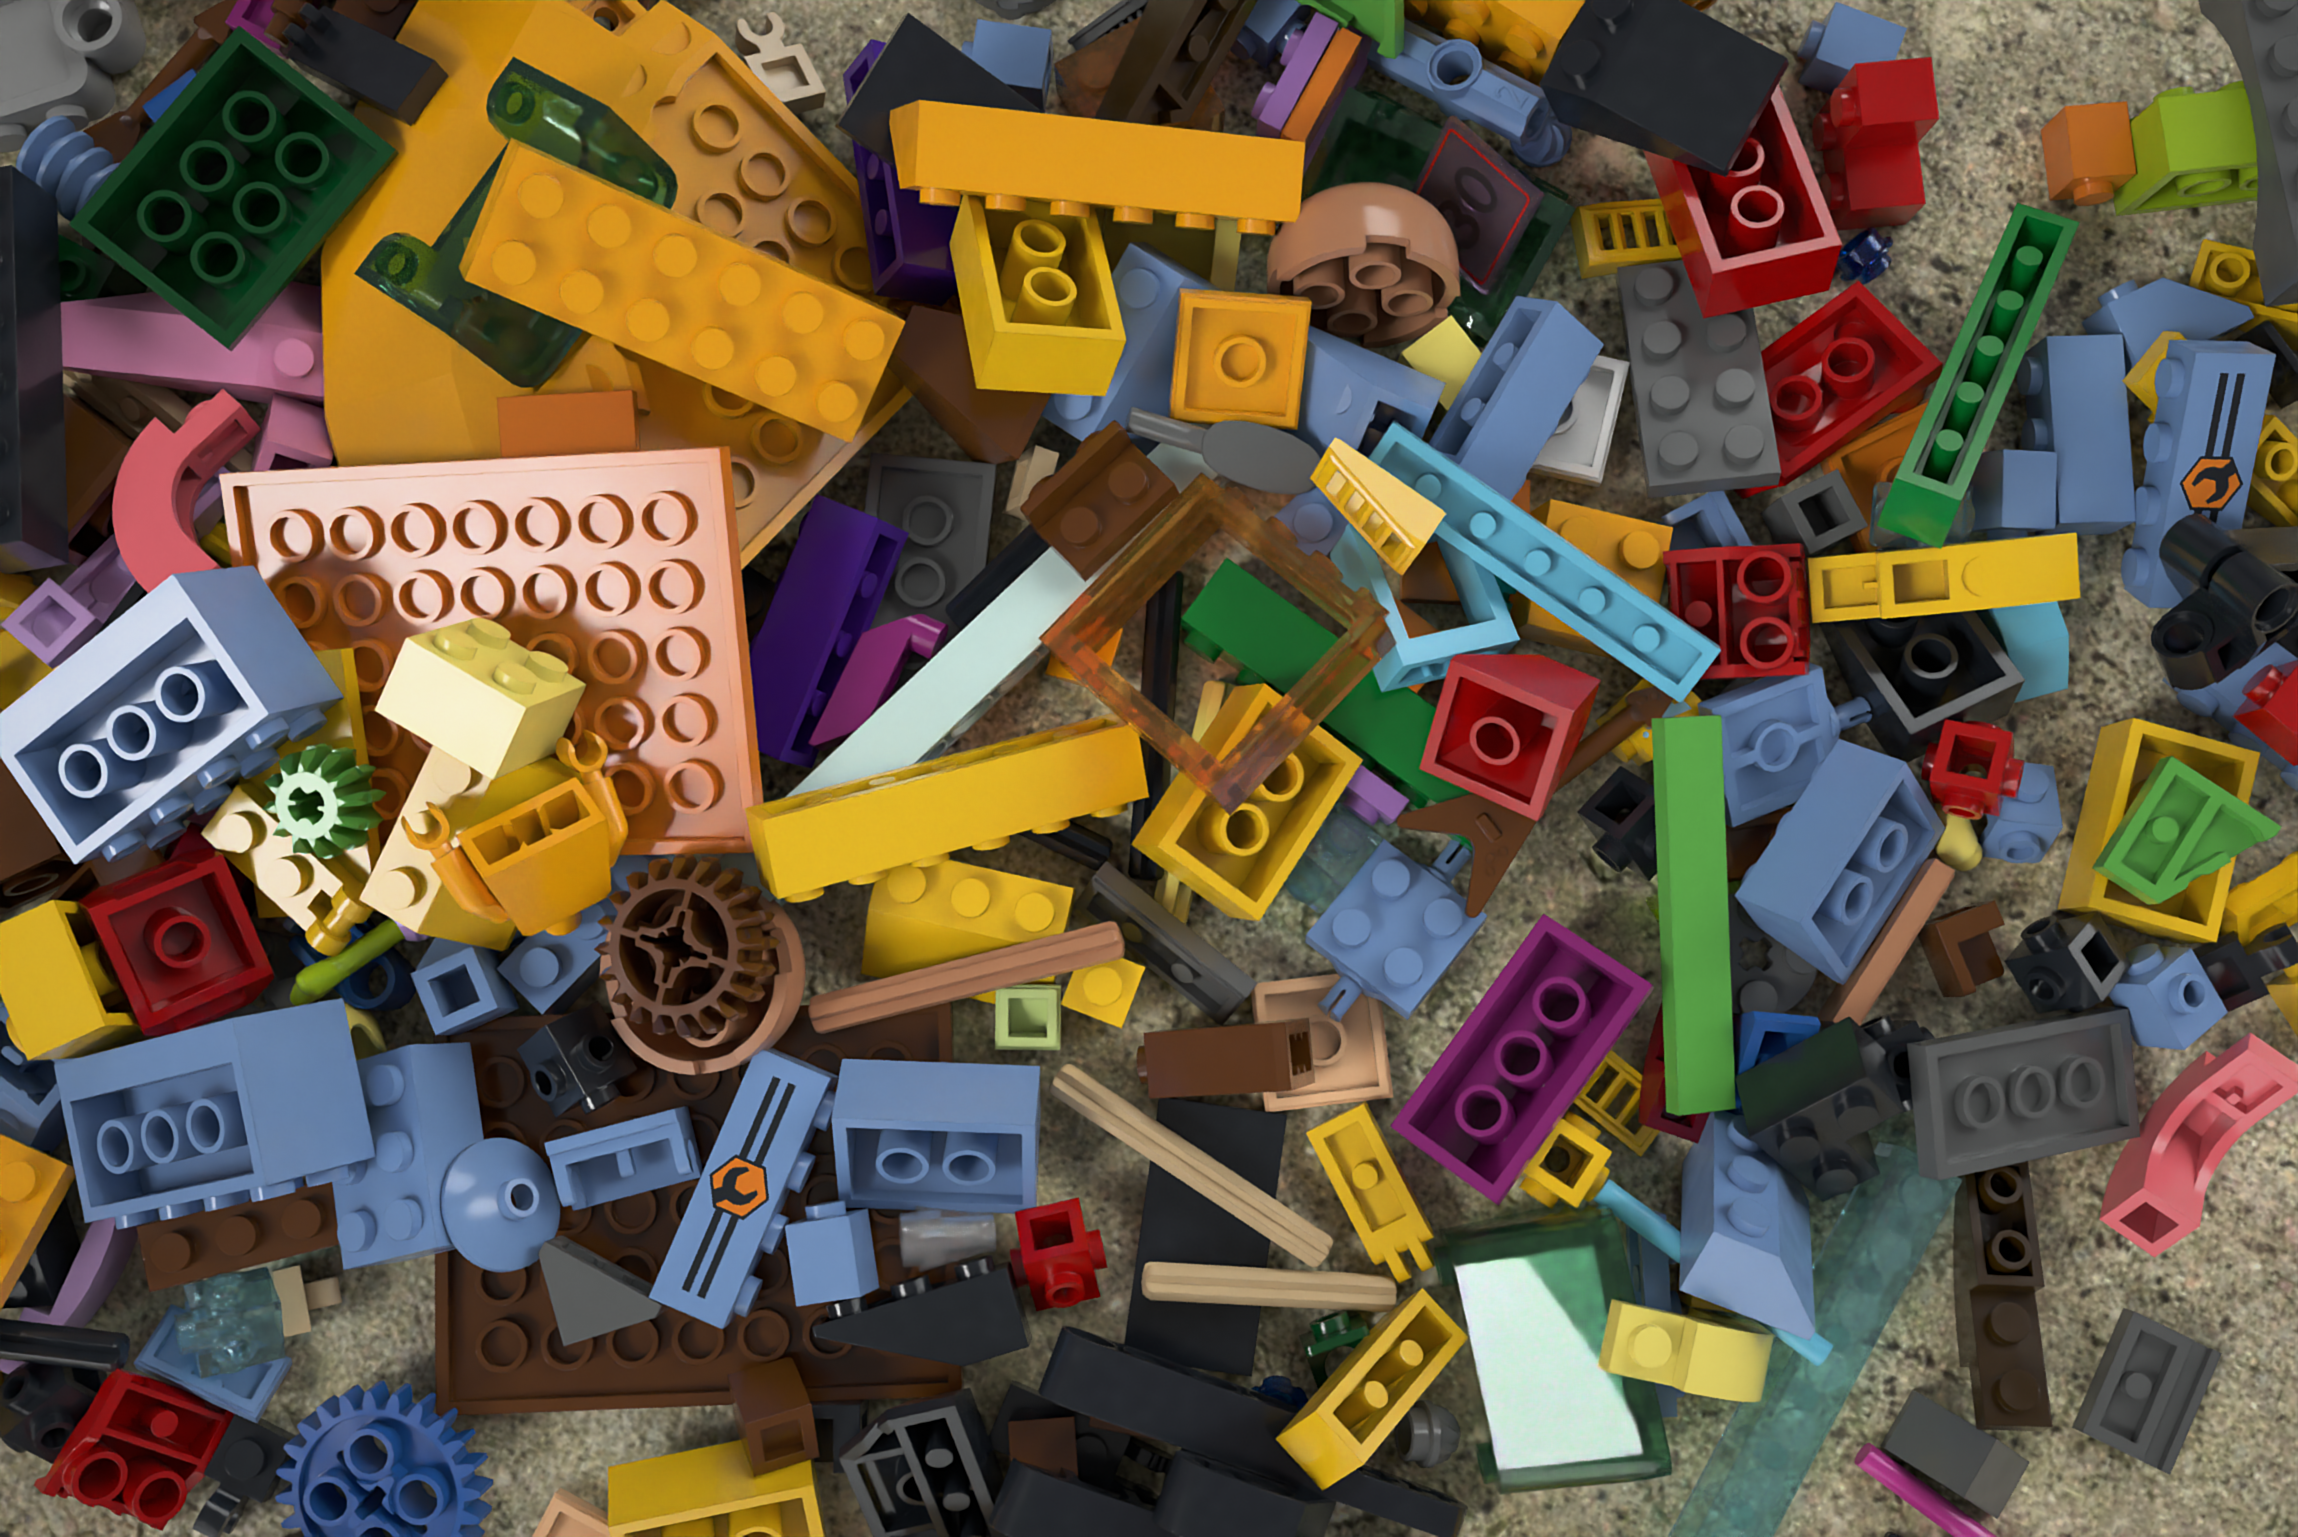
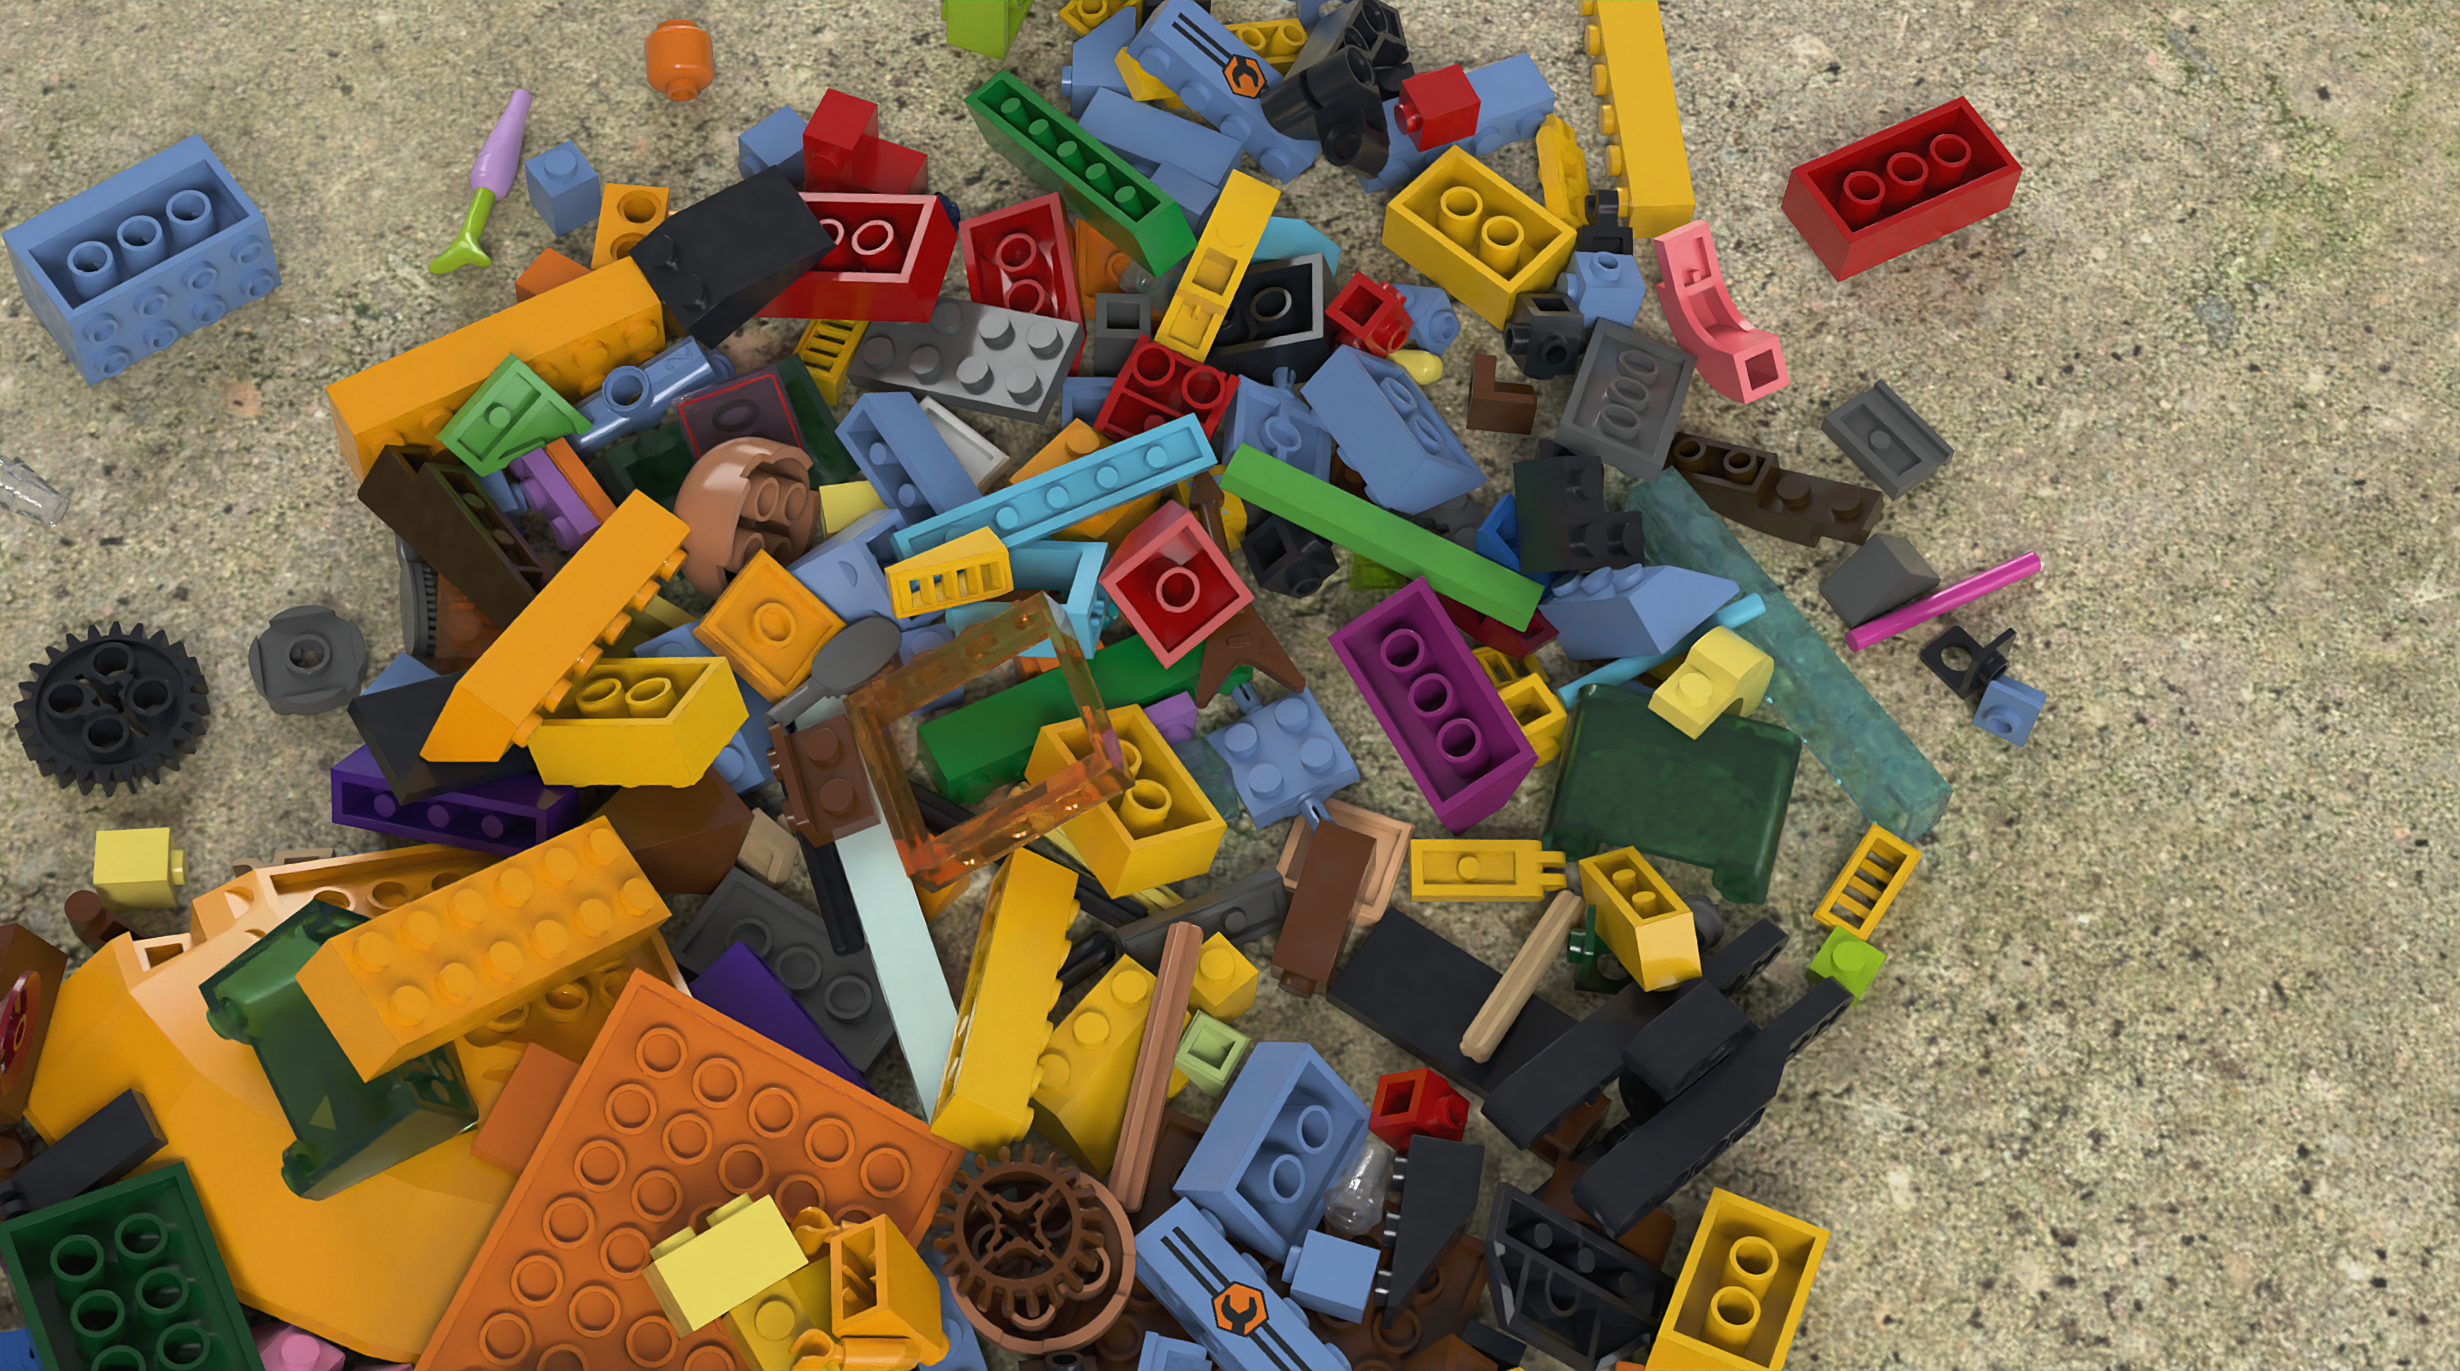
camera: 70 degrees left, 25 degrees down
(874, 674) = (859, 1030): magenta piece -> none
(1191, 1165) = (1403, 982): tan axle -> none
(1888, 946) = (1471, 434): nougat tile -> none
(2088, 152) = (949, 49): orange brick -> none
(2178, 832) = (1486, 211): bright green wing -> none

